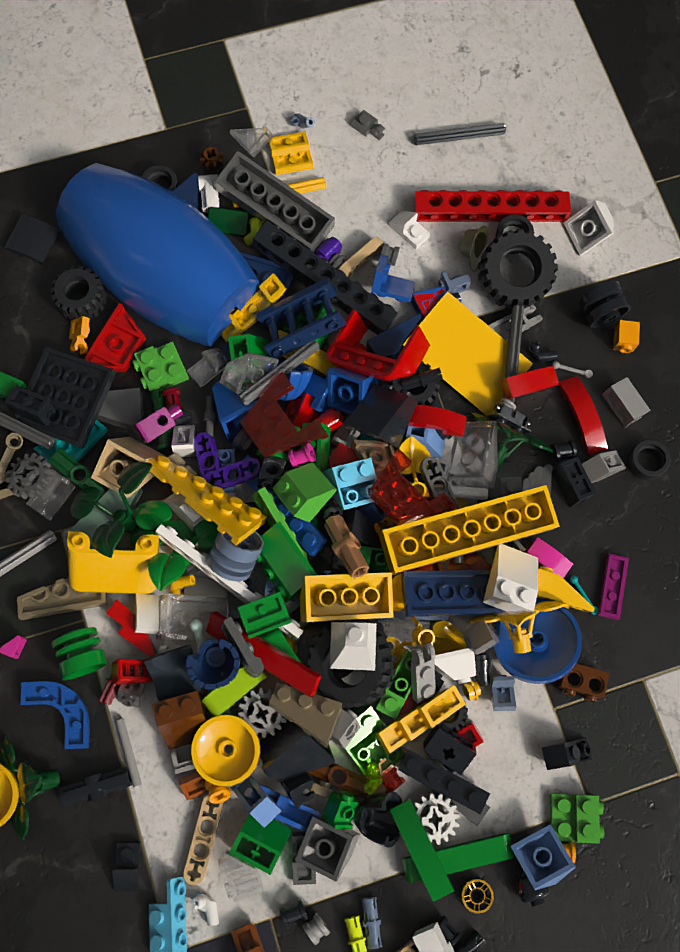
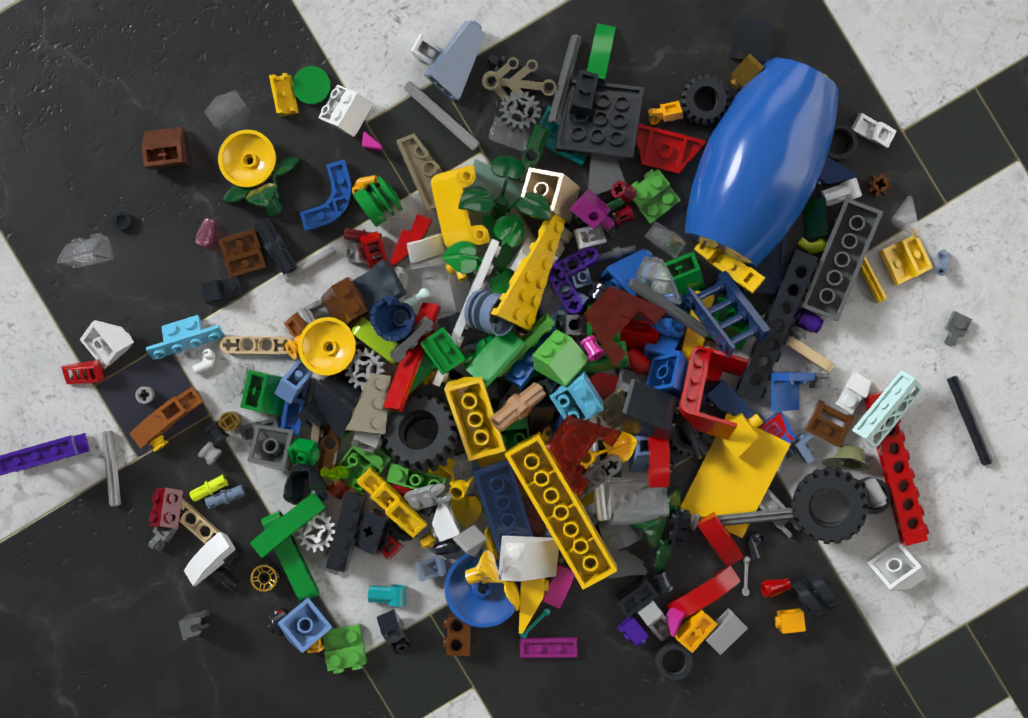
camera: 85 degrees right, 15 degrees up
(53, 668) = (364, 182): none -> light orange arm
(56, 870) = (205, 233): none -> clear pink cone
(62, 247) = (745, 72): none -> pearl gold slope
(91, 831) = (242, 252): none -> reddish brown slope
(146, 390) = (626, 193): none -> dark red bush
(159, 151) = (873, 131): none -> white slope
(283, 889) = (234, 421): none -> pearl gold wheel
(353, 646) = (433, 432): white slope -> none
(432, 195) = (887, 407): none -> light aqua fence
(432, 330) = (743, 435): none -> yellow torso
(439, 260) = (826, 429): none -> reddish brown plate
(513, 224) = (875, 494): none -> light grey cone
(525, 745) = (392, 595): none -> teal piece
(589, 344) = (772, 588): none -> red cone
(606, 445) = (674, 620): none -> dark pink slope
(610, 492) = (633, 631): none -> dark purple brick
(620, 430) = (695, 630): none -> light orange hinge

